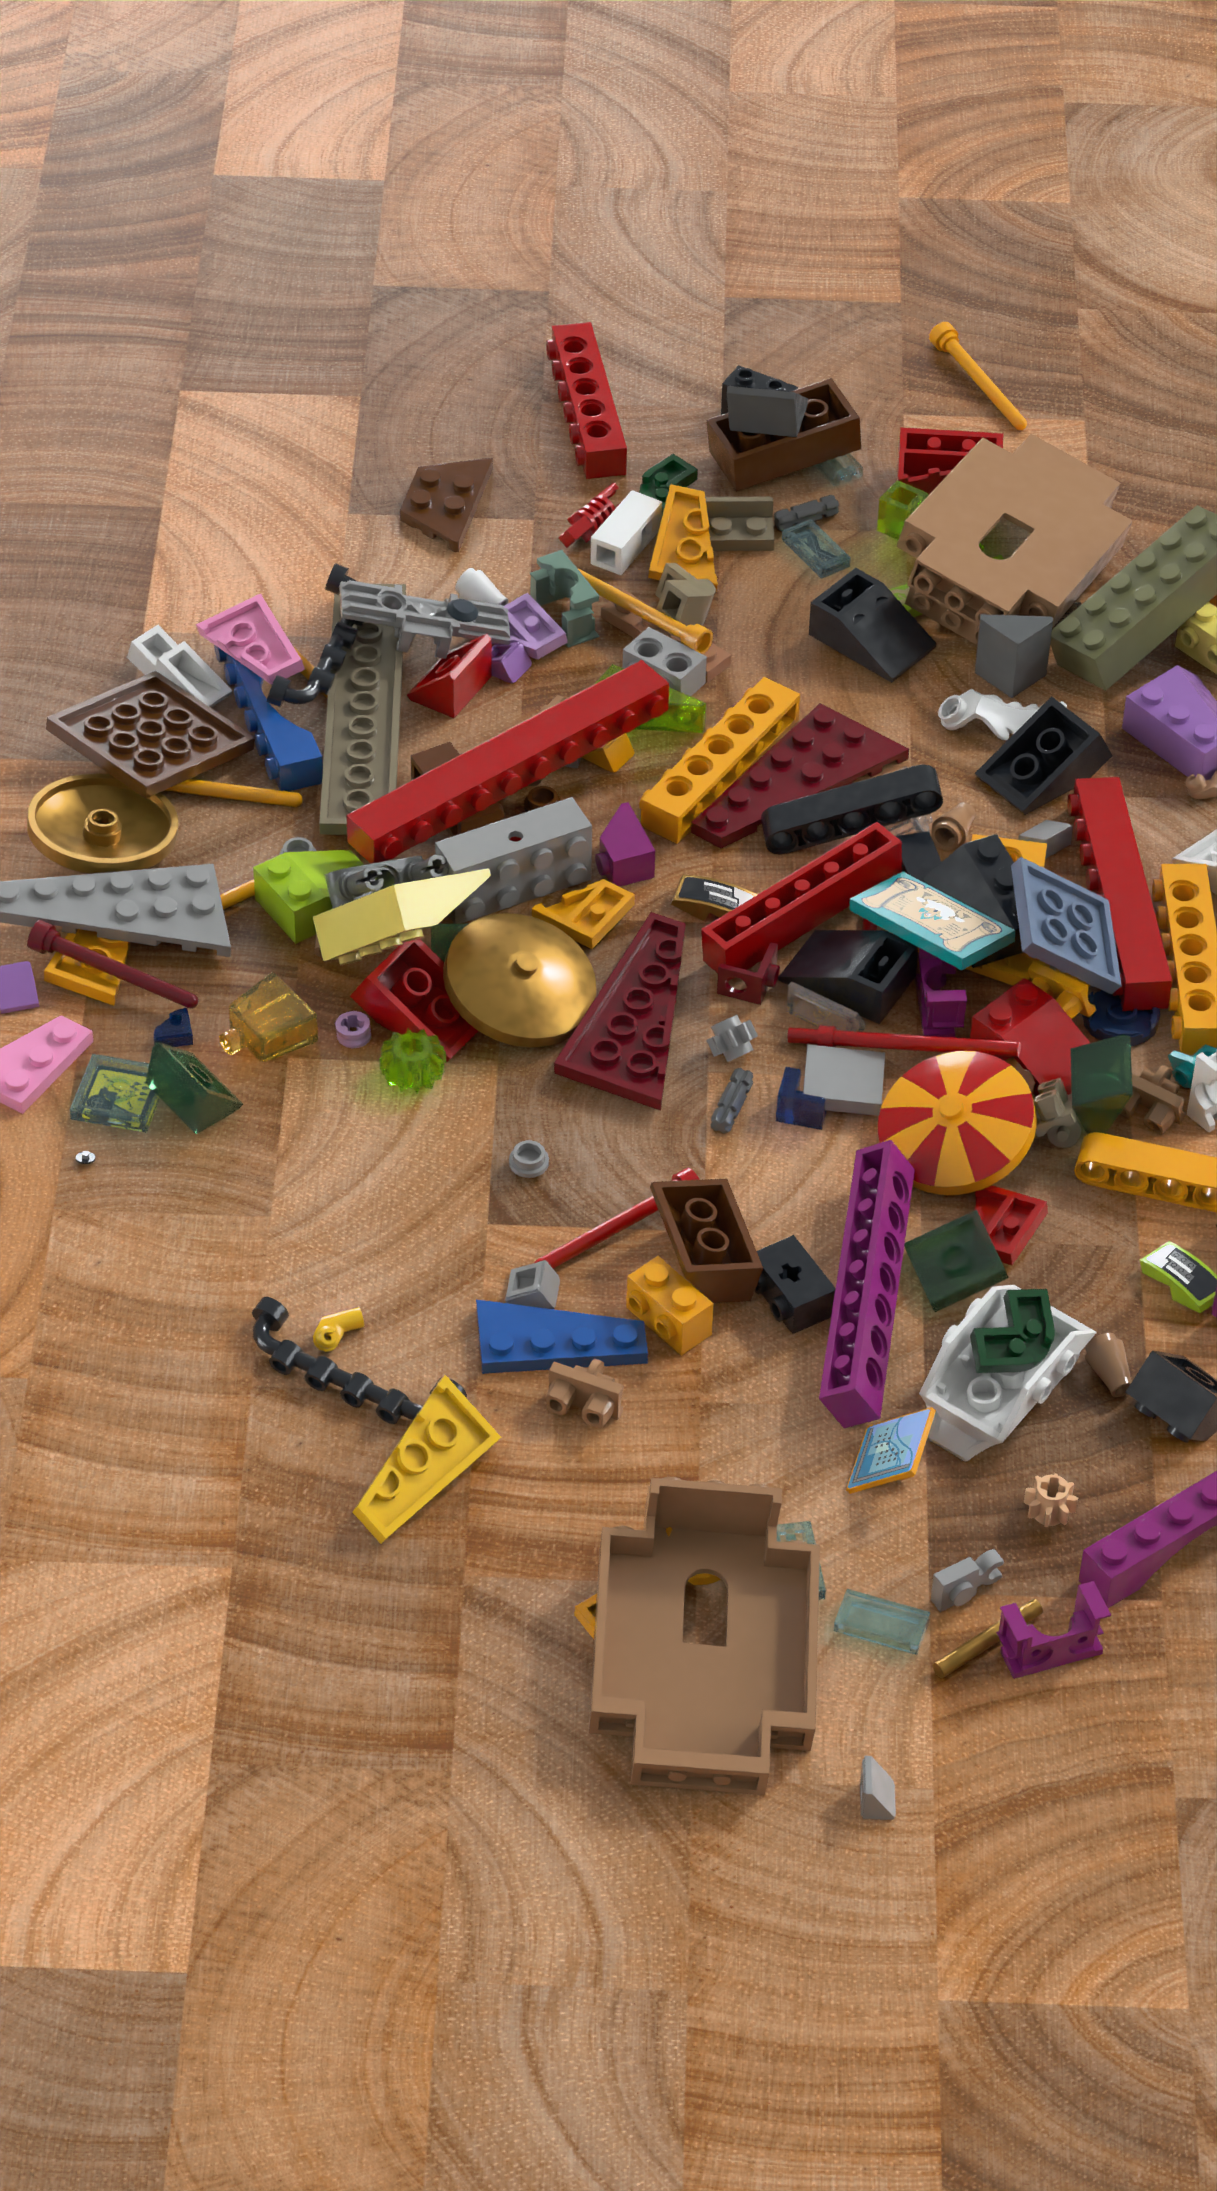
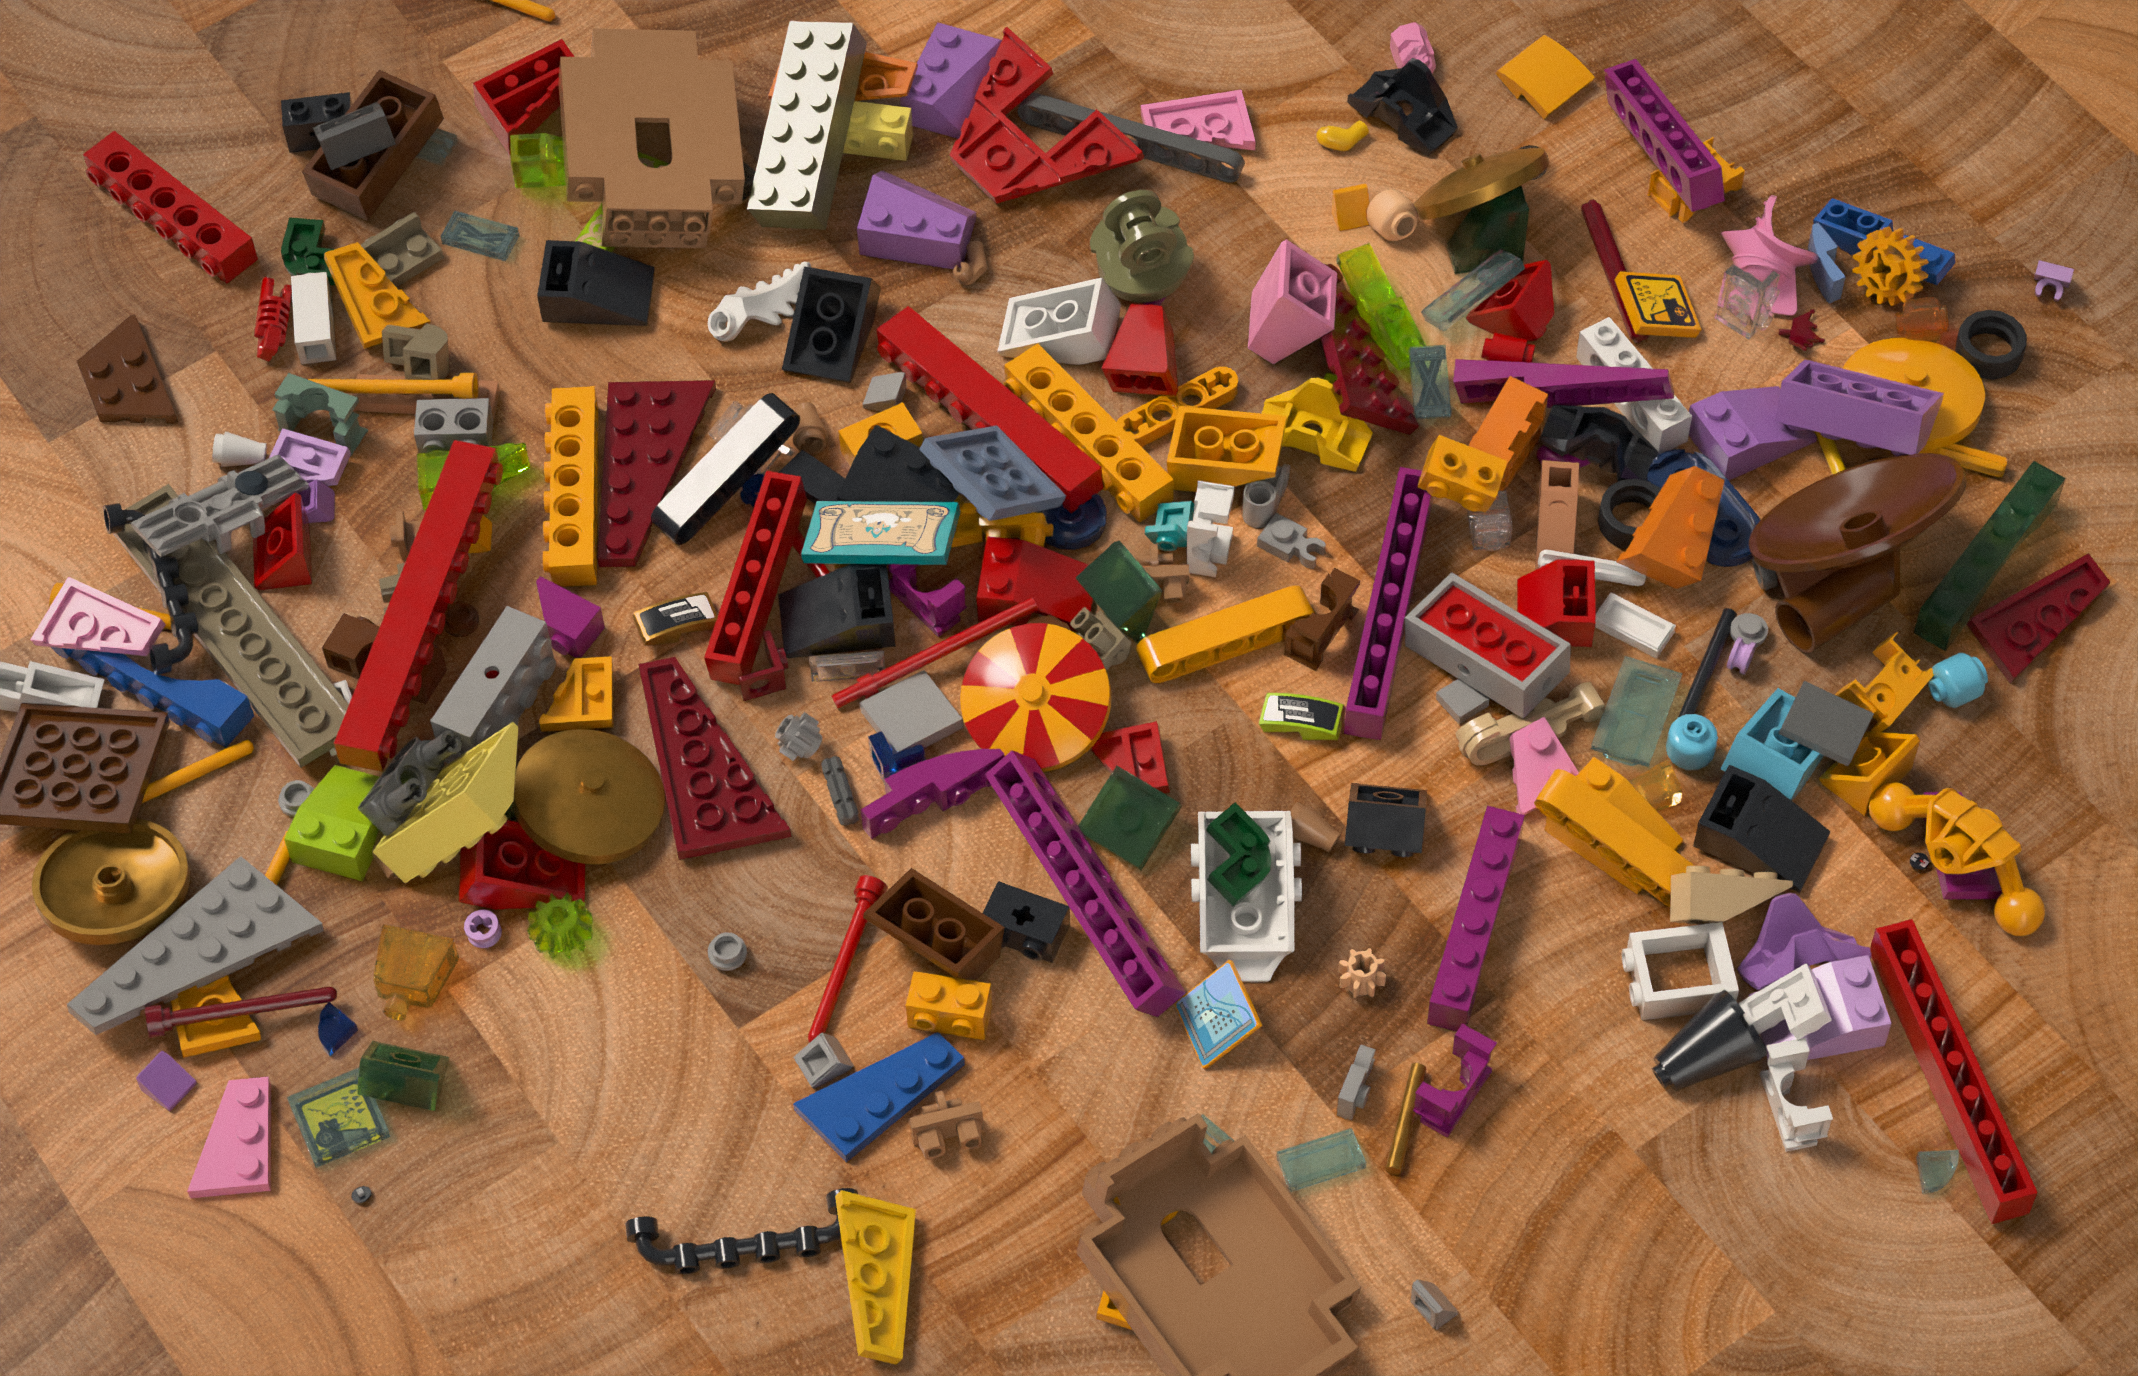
camera: 35 degrees left, 10 degrees up
(333, 1326) = (699, 1206): yellow arm -> none
(798, 1132) = (942, 779): none -> magenta slope
(809, 510) = (445, 206): dark grey axle -> none
(1013, 651) = (729, 241): dark grey slope -> none

